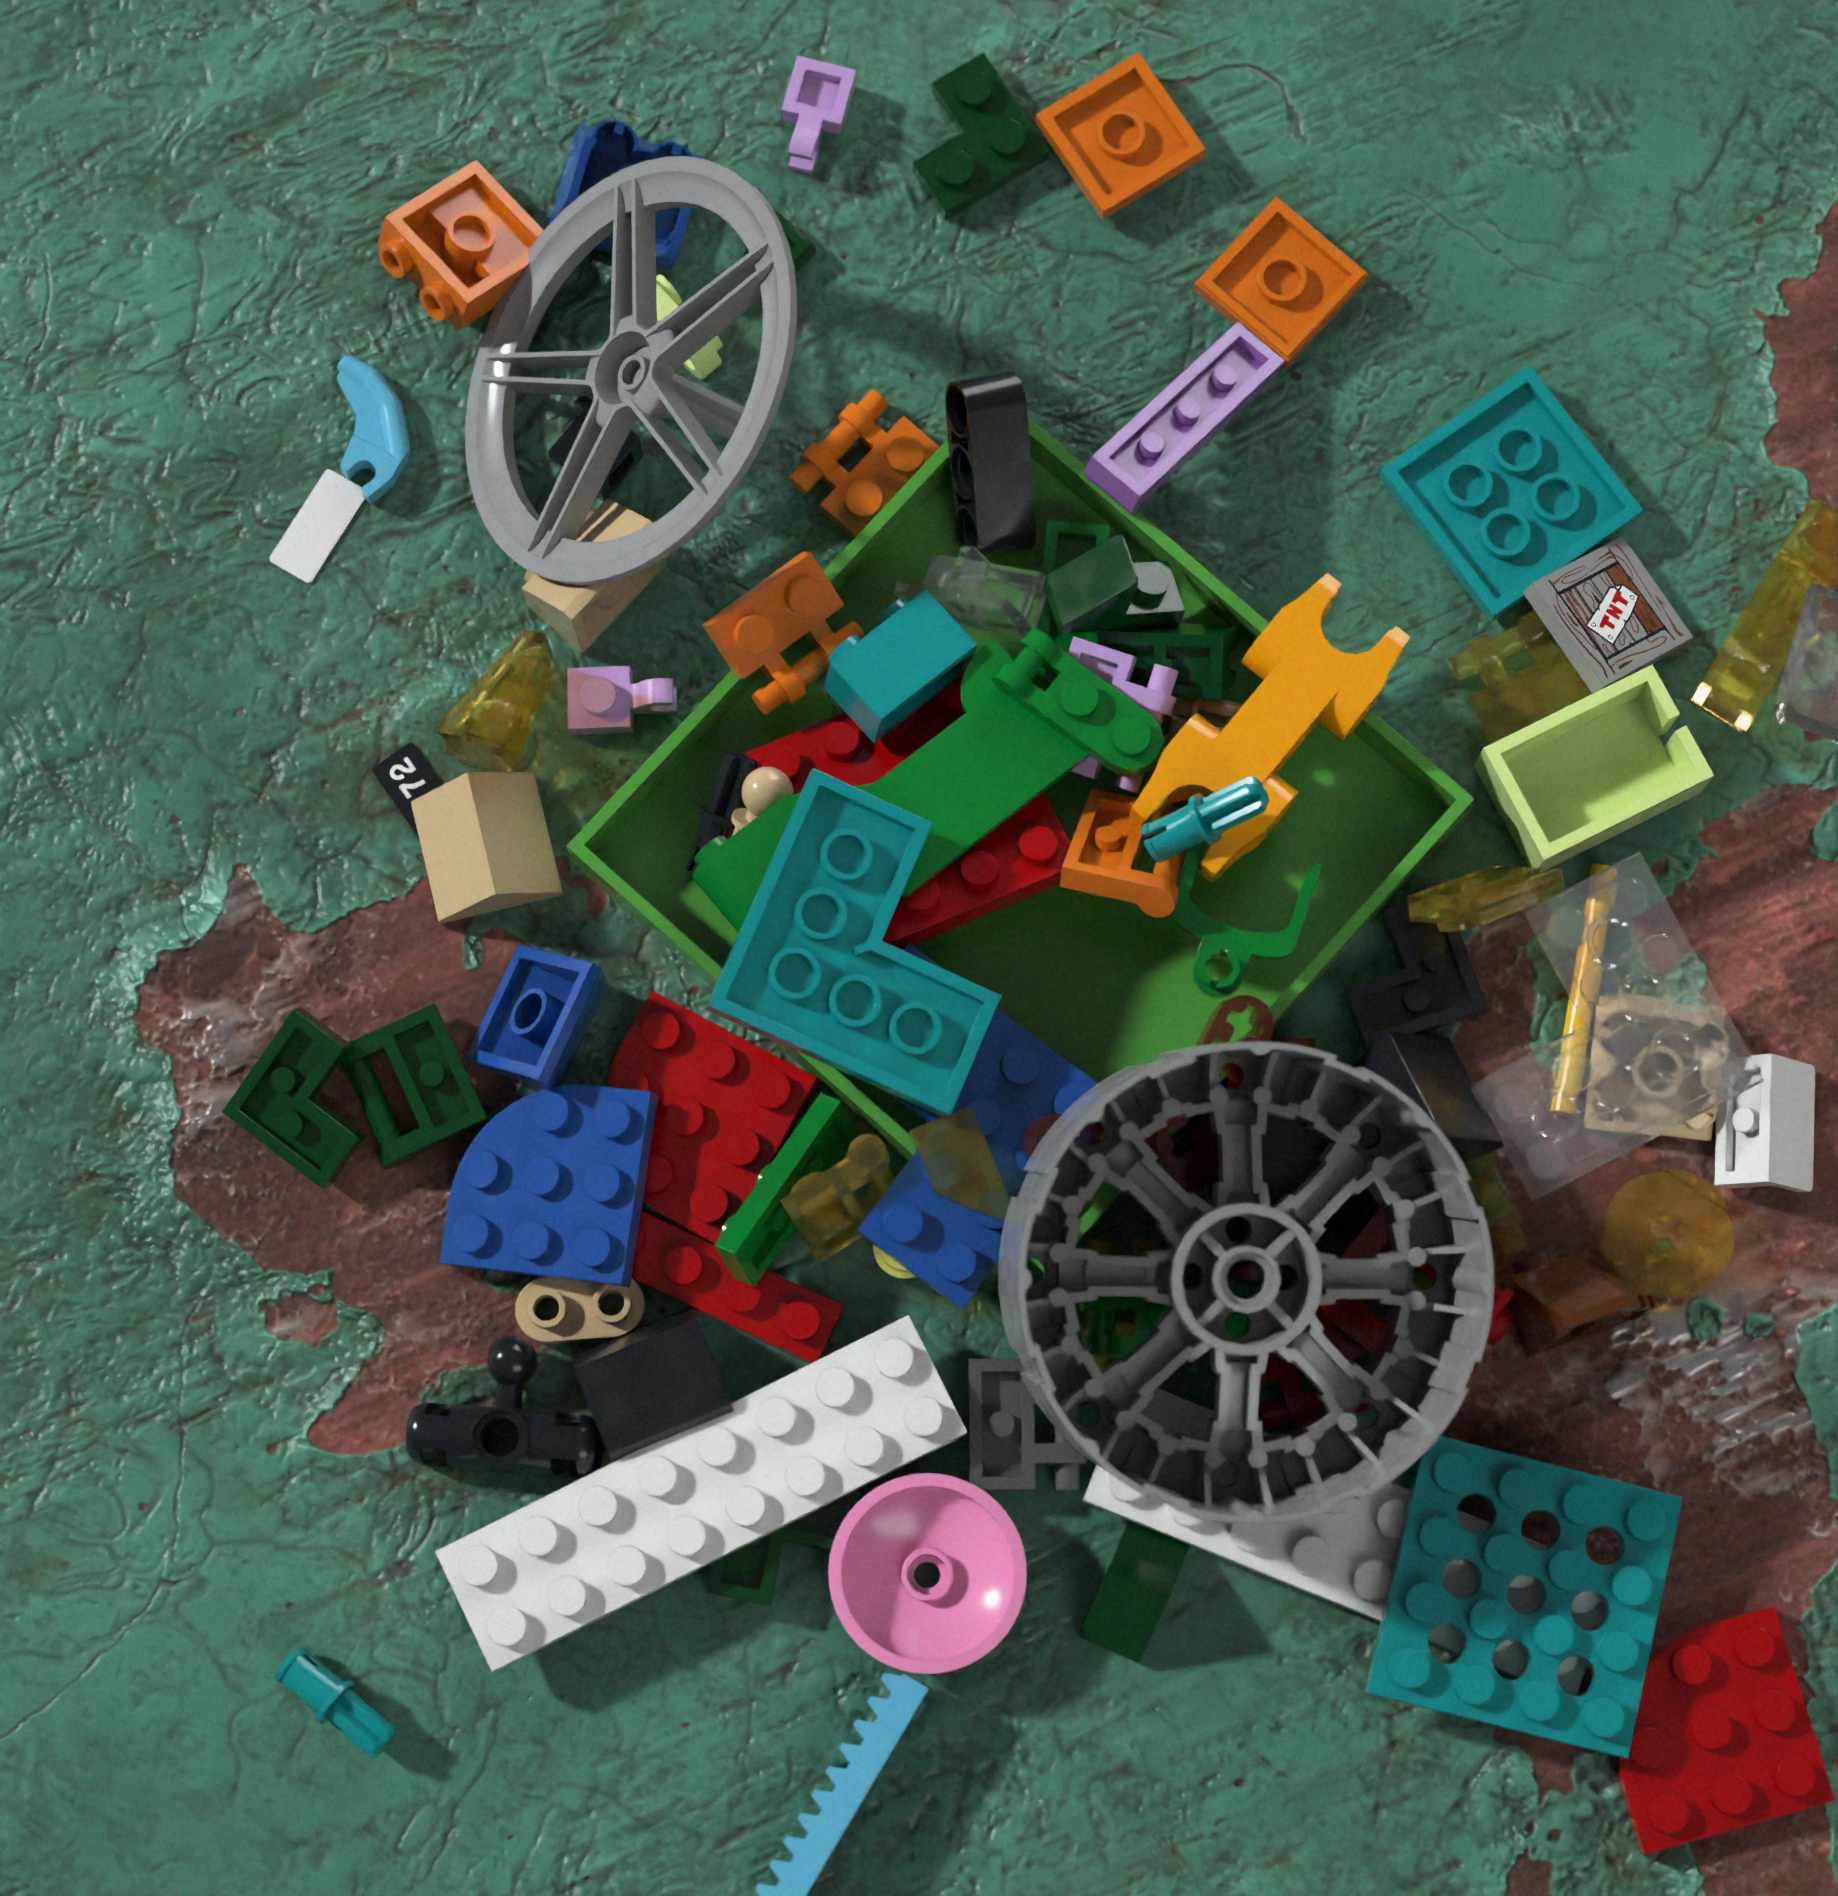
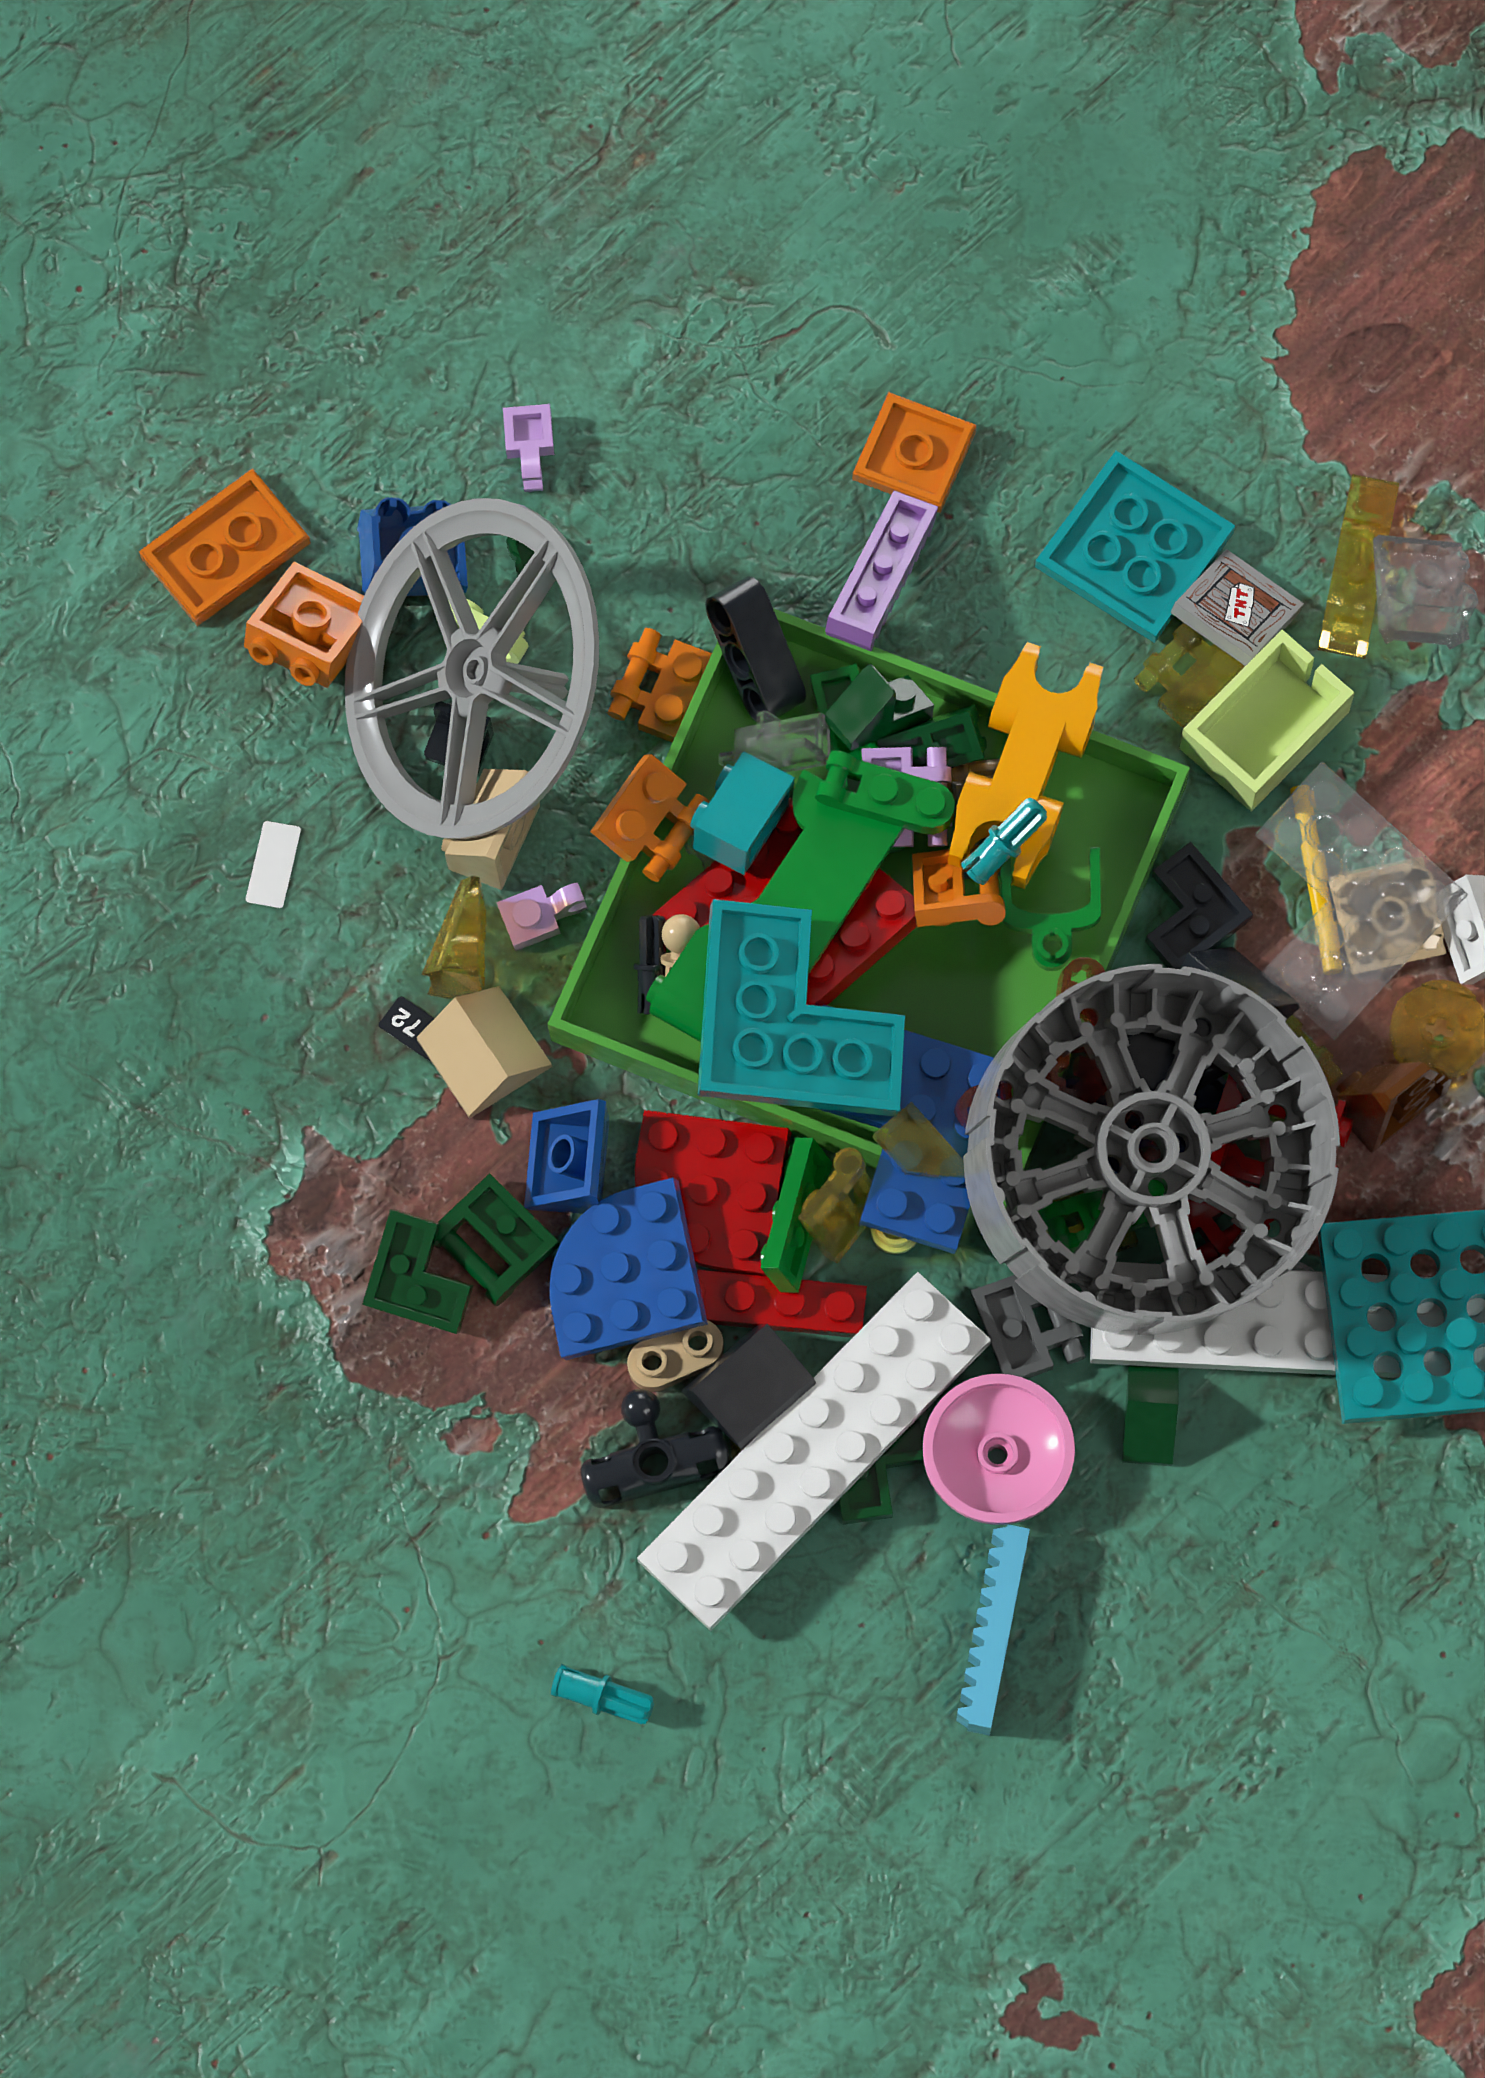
camera: 15 degrees left, 5 degrees down
(380, 427) = (294, 780): medium azure piece -> none
(402, 113) = (224, 547): none -> orange tile
(992, 143) = (666, 422): dark green plate -> none
(1120, 136) = (759, 387): orange plate -> none
(1483, 896) = (1221, 834): clear yellow plate -> none

